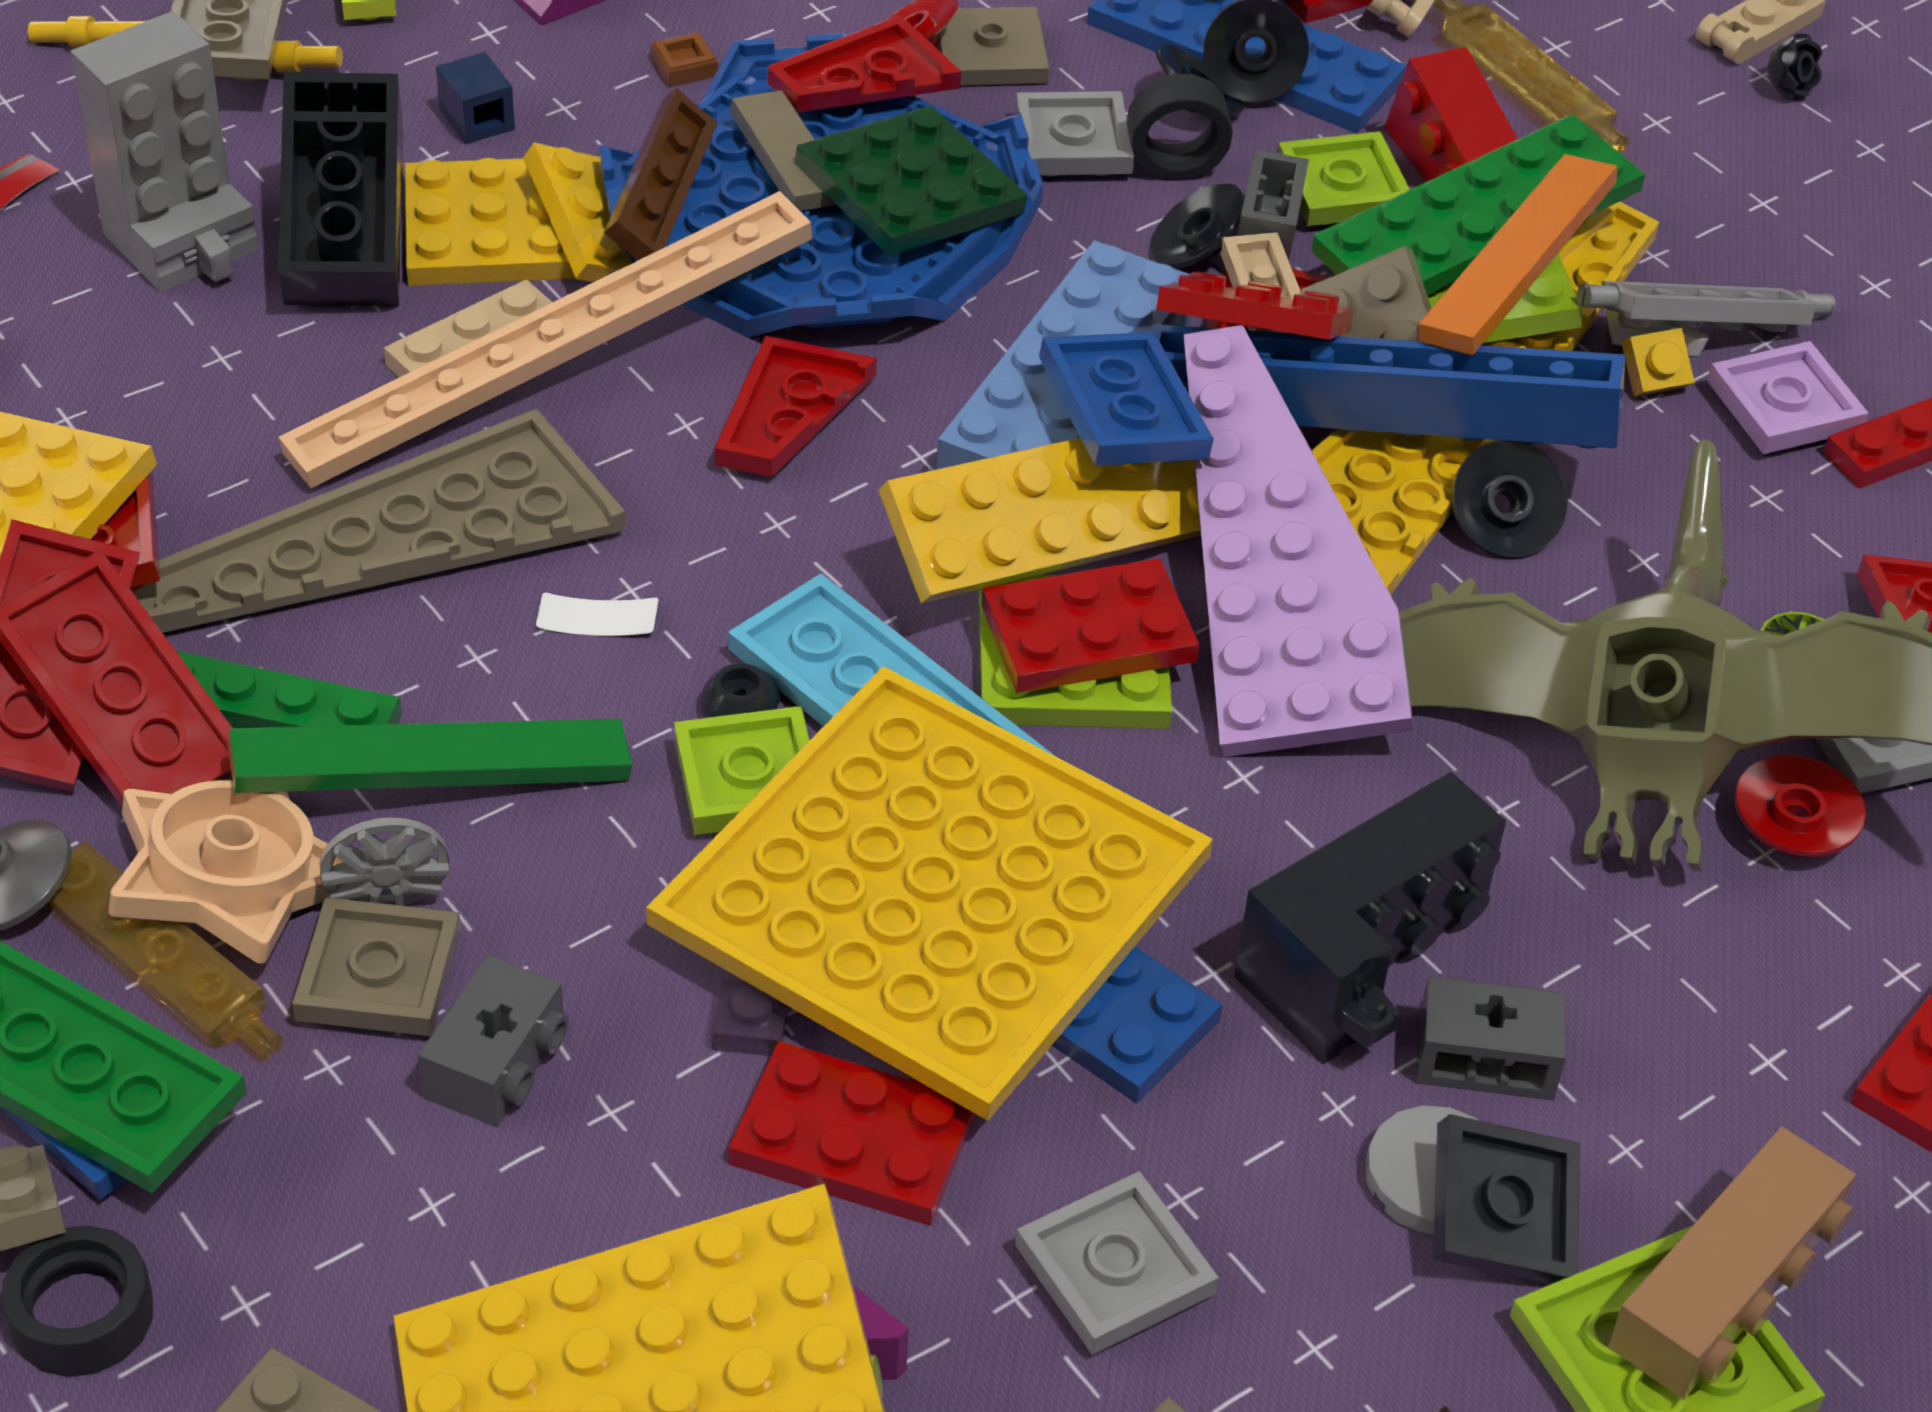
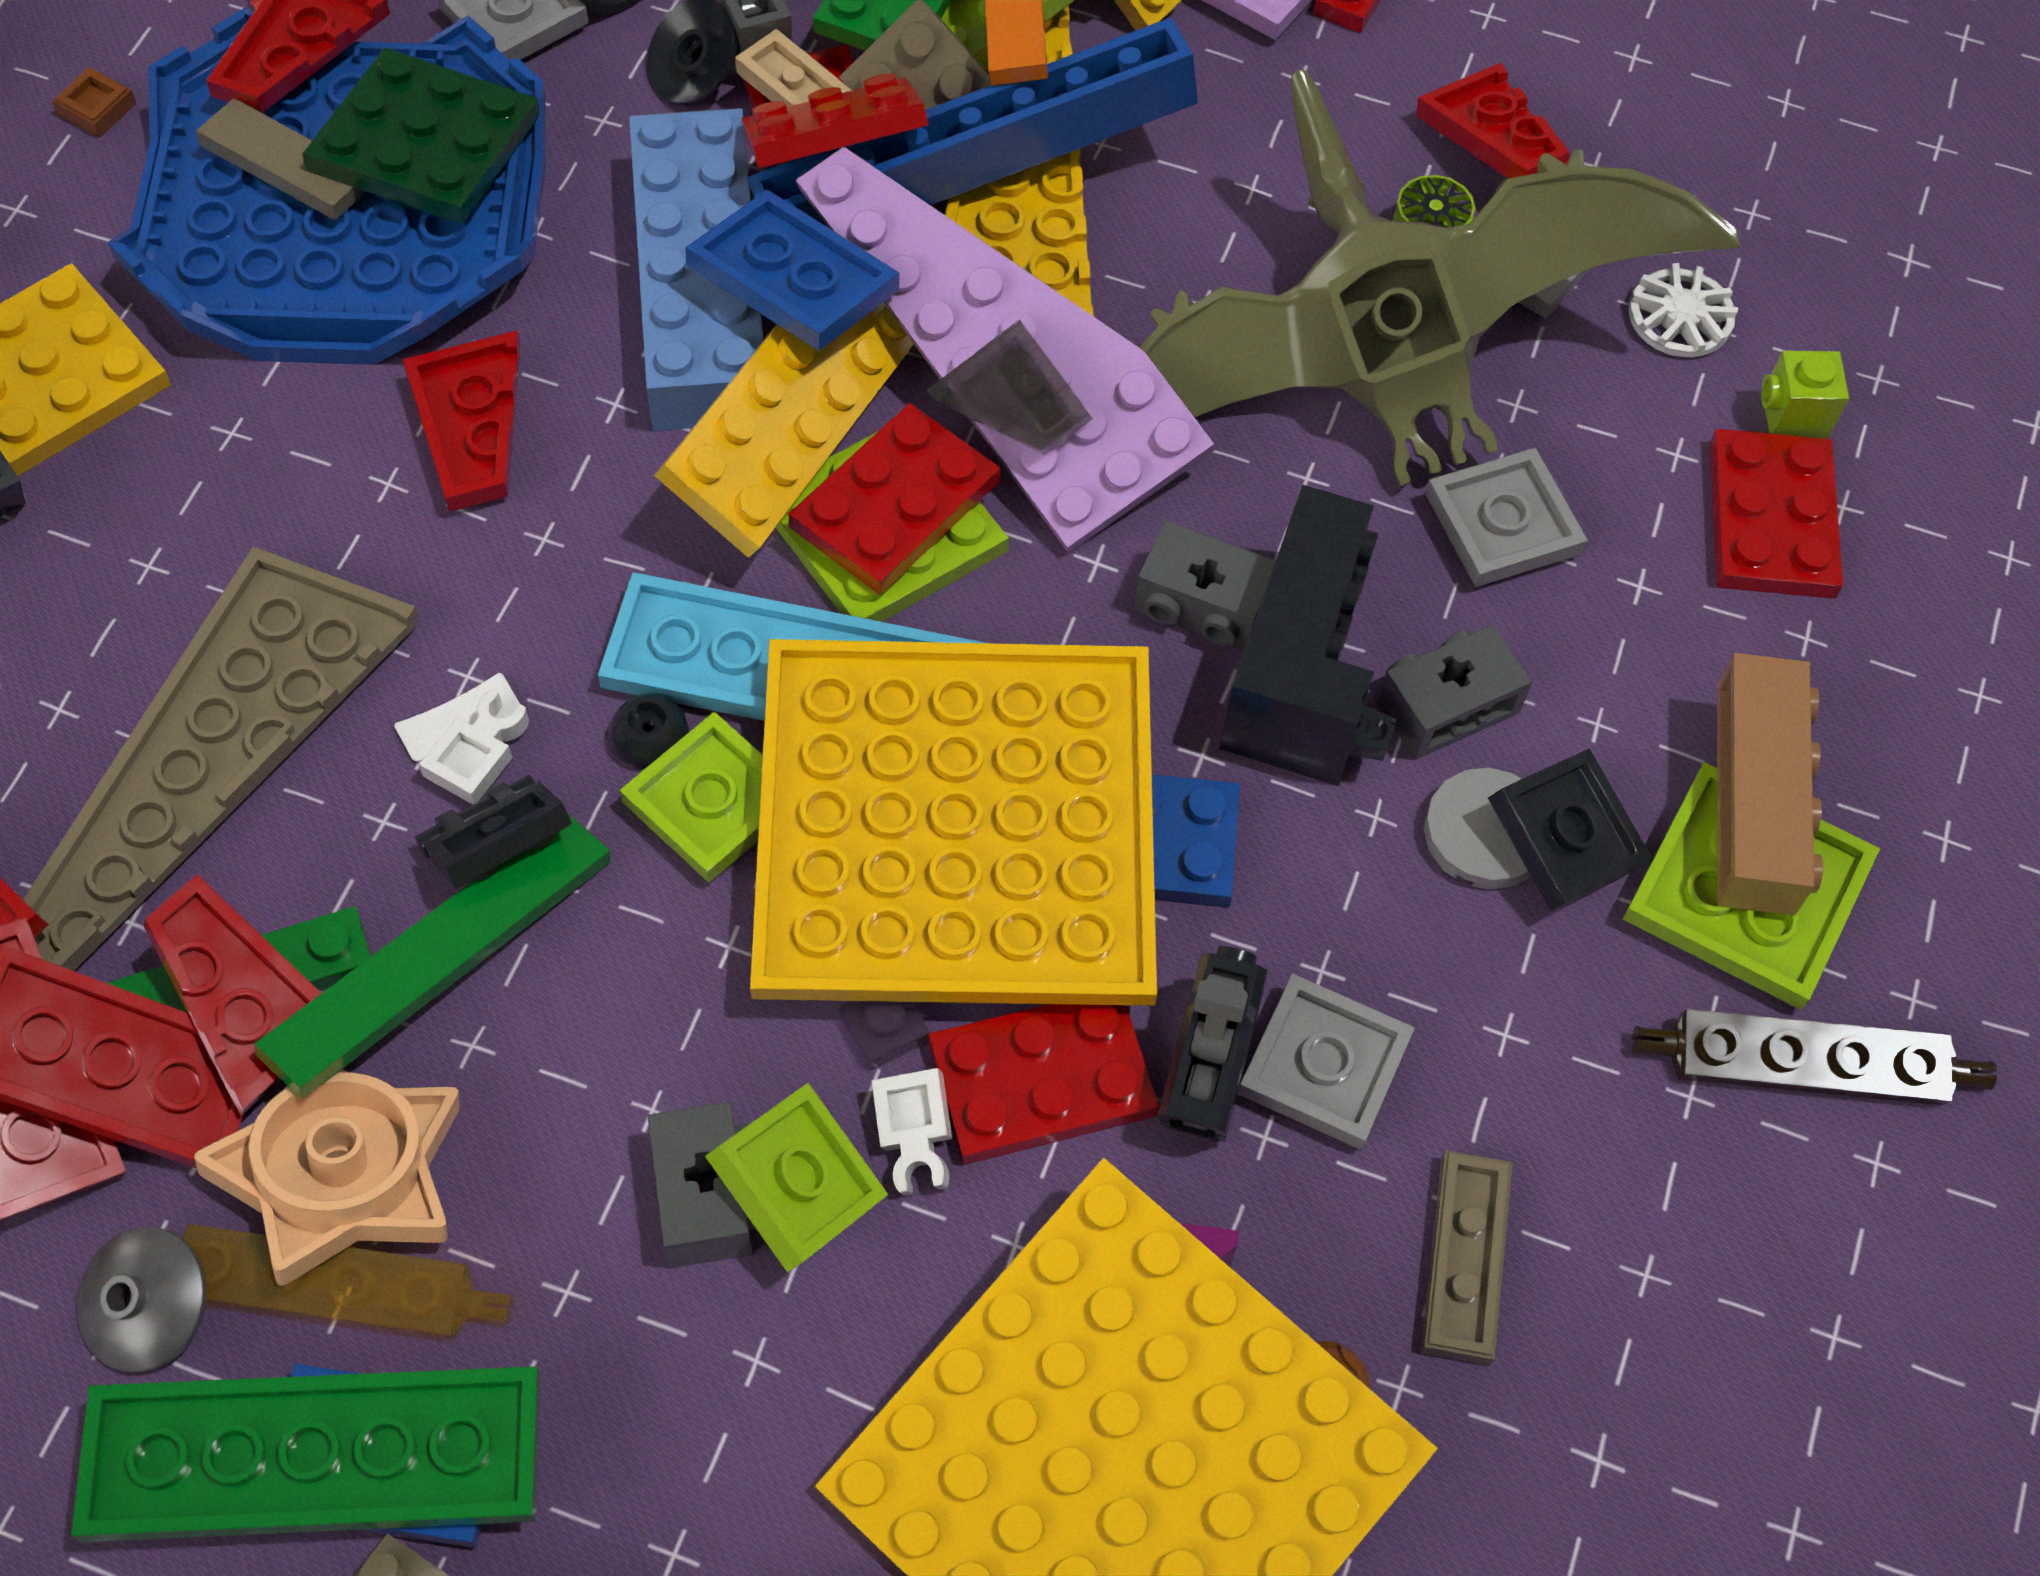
camera: 35 degrees left, 15 degrees up
(250, 678) = (227, 982): none -> red wing
(377, 966) = (545, 1177): dark tan plate -> none
(385, 863) = (488, 1084): light grey wheel -> none
(463, 327) = (124, 501): tan plate -> none
(519, 694) = (481, 837): none -> black plate
(543, 339) = (207, 478): light nougat plate -> none
(569, 1069) = (797, 1177): none -> lime plate
(577, 208) = (125, 313): yellow wing -> none
(584, 641) = (474, 755): none -> white plate
(661, 176) = (196, 249): reddish brown plate -> none
(705, 1095) = (911, 1118): none -> white plate
(1008, 1173) = (1213, 1044): none -> black piece
(1251, 582) = (1014, 392): none -> clear smoke wing
(1302, 812) = (1203, 585): none -> dark grey brick
(1530, 484) = (1146, 188): black dish -> none
(1667, 929) = (1505, 517): none -> light grey plate
(1799, 805) = (1540, 341): red dish -> none

